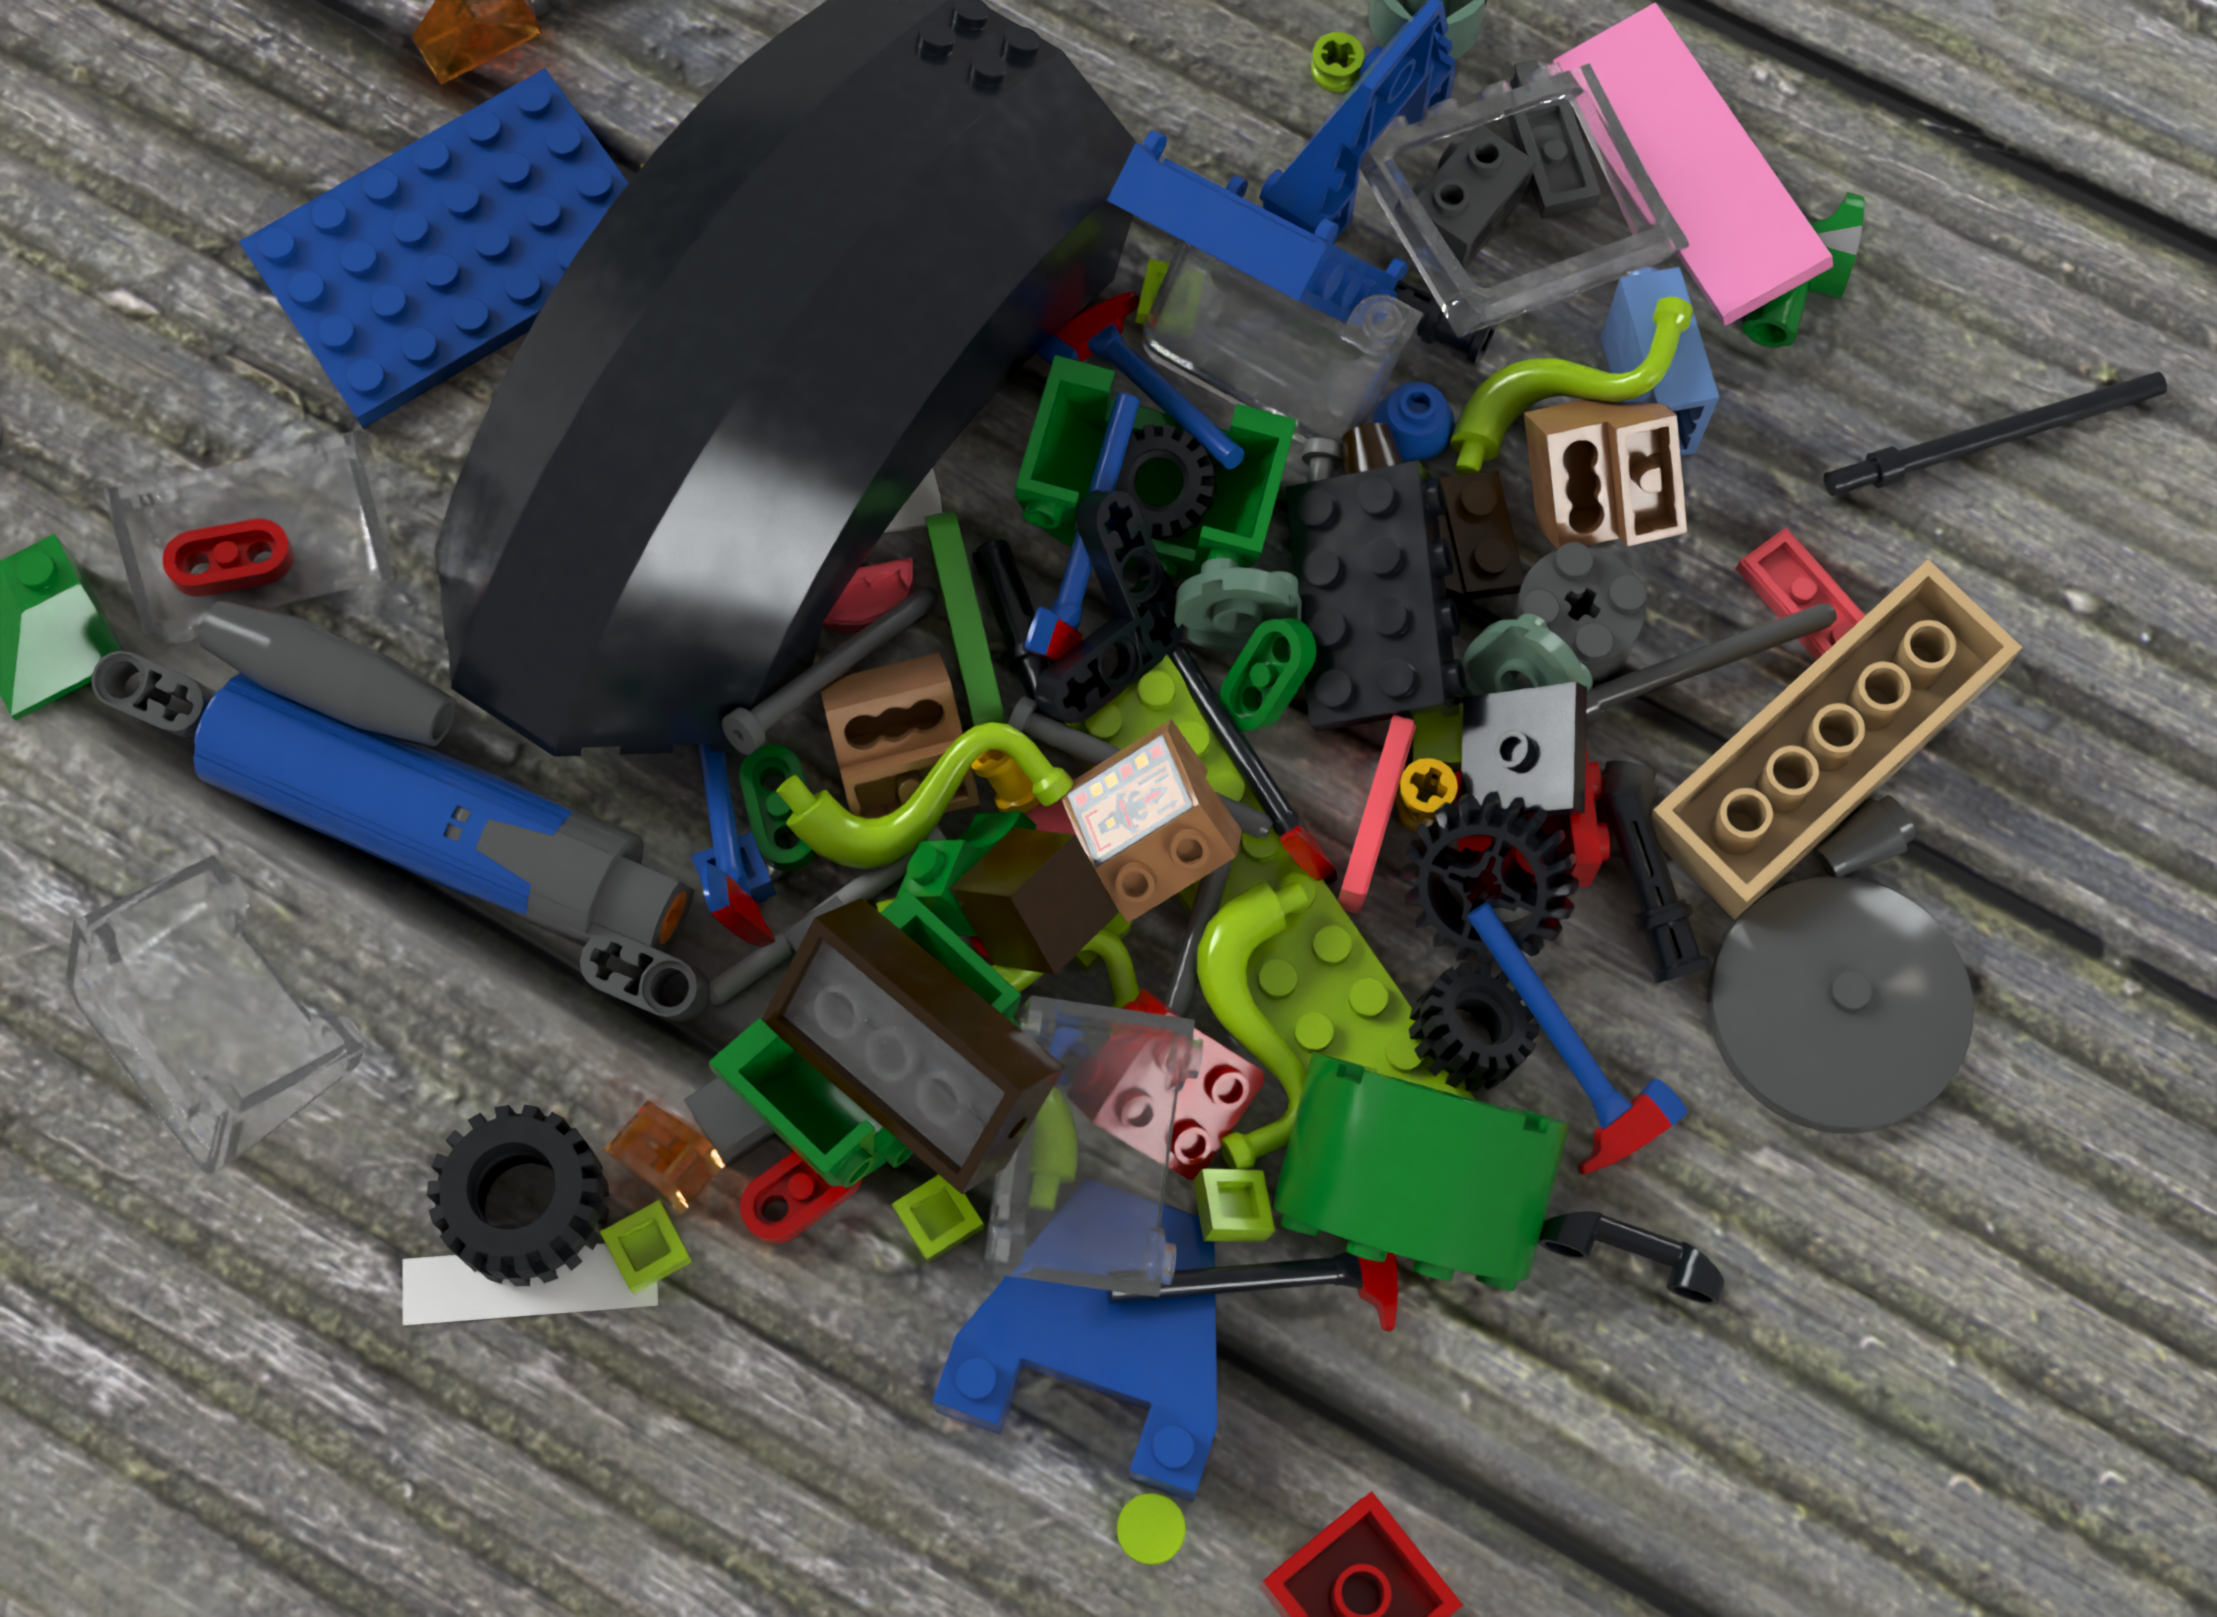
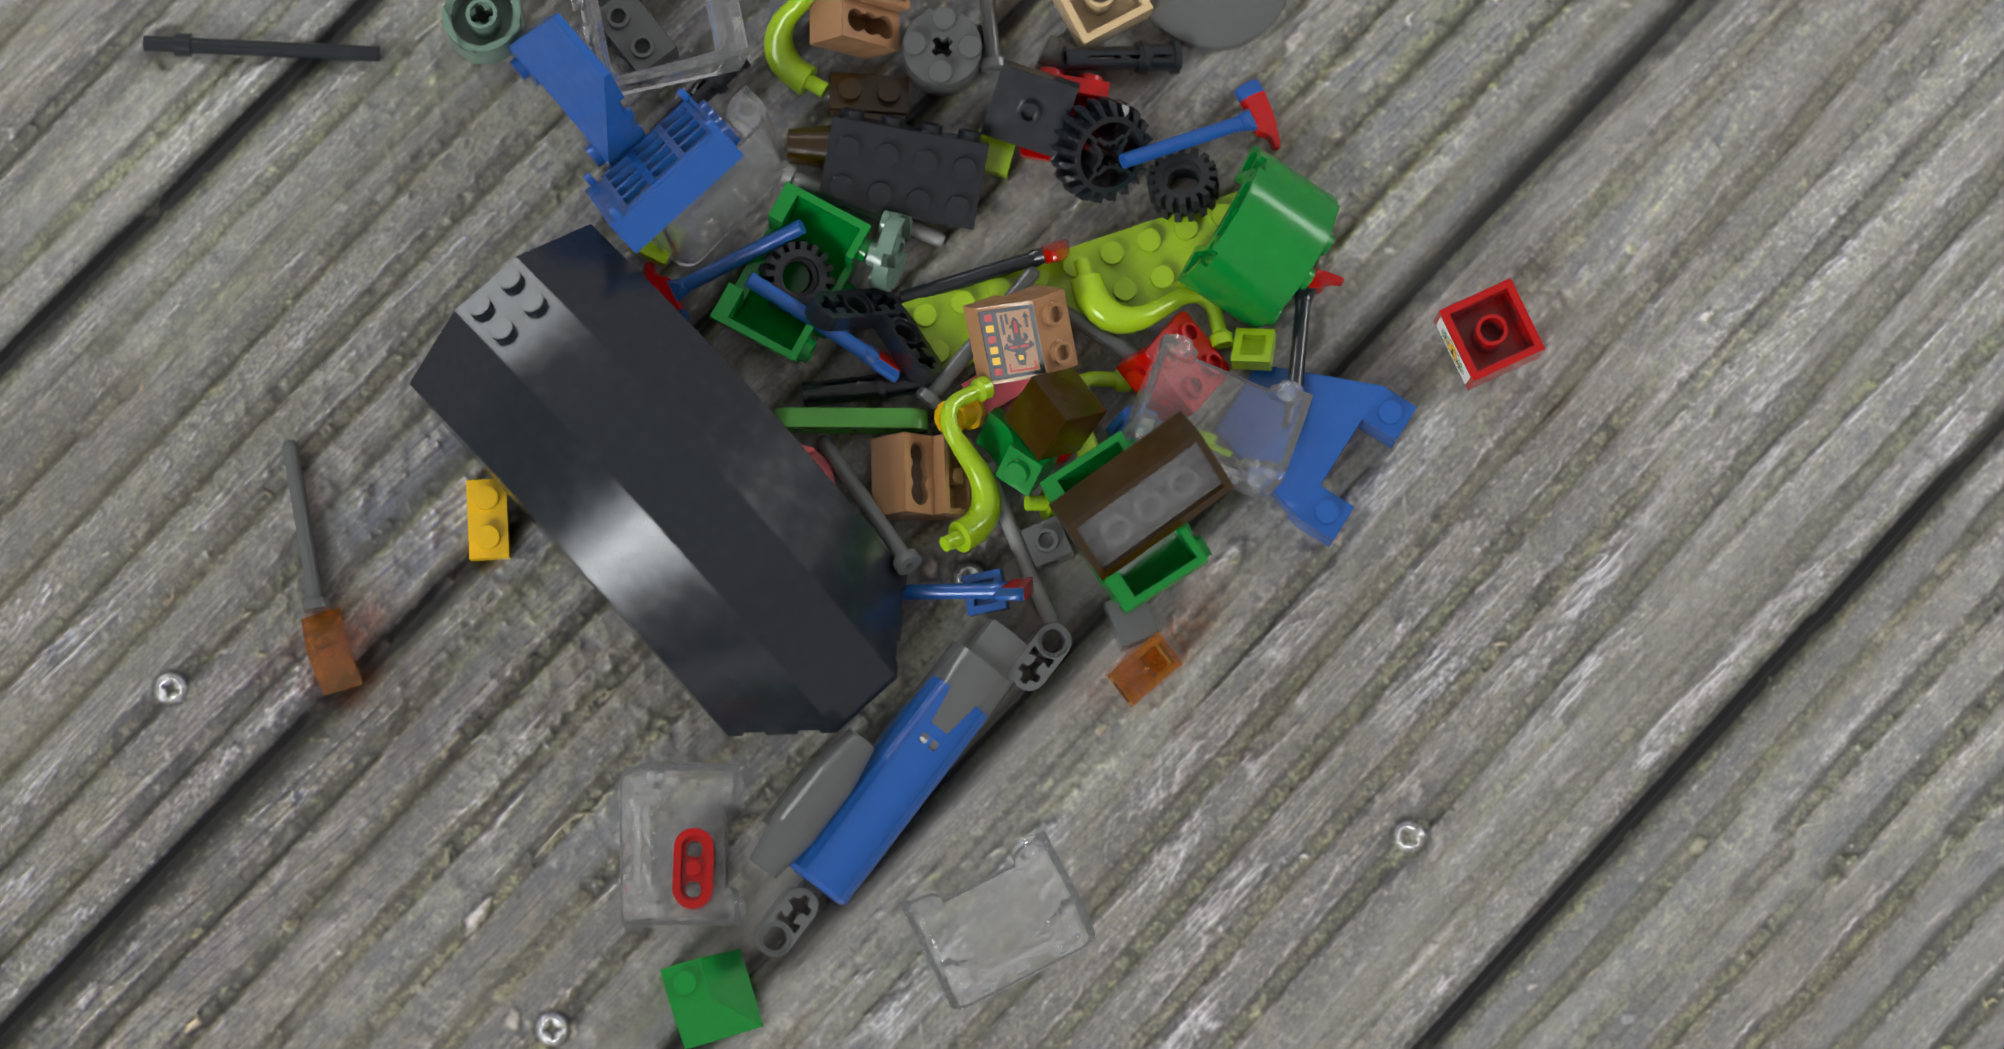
camera: 80 degrees left, 10 degrees up
(439, 246) = (494, 692): blue plate -> none
(450, 1291) = (1199, 765): white sticker -> none
(488, 1153) = (1154, 720): black tyre -> none
(646, 1246) = (1196, 692): lime tile -> none
(768, 810) = (945, 563): green plate -> none
(799, 1187) = (1186, 594): red plate -> none
(937, 1217) = (1219, 521): lime tile -> none
(1151, 1529) = (1423, 441): lime tile -> none
(1270, 669) = (934, 243): green plate -> none
(1340, 47) = (518, 95): lime bush -> none
(1376, 814) = (1036, 205): coral tile -> none
(1413, 782) = (1030, 162): yellow bush -> none
(1418, 420) = (793, 117): blue cone -> none
(1521, 647) = (965, 86): sand green plate -> none
(1692, 1272) = (1350, 105): black bar -> none

